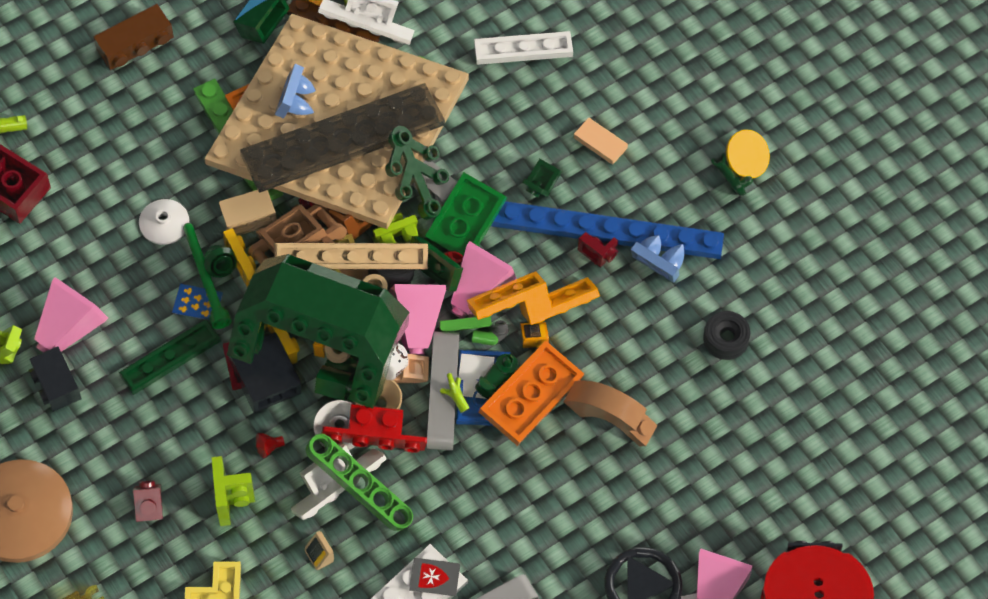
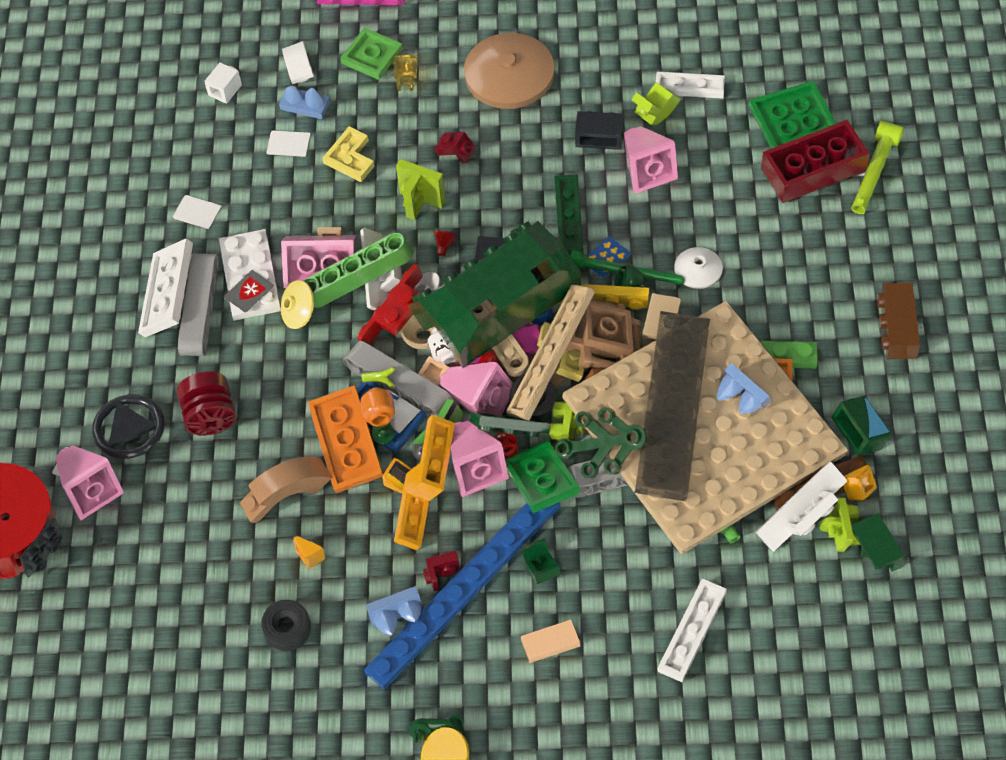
camera: 130 degrees right, 5 degrees down
(358, 539) = (310, 254): none -> bright pink slope
(415, 520) = (297, 304): none -> light yellow dish
(492, 370) = (377, 407): none -> orange head
(579, 524) = (206, 403): none -> dark red wheel
(654, 357) = (309, 552): none -> light orange slope

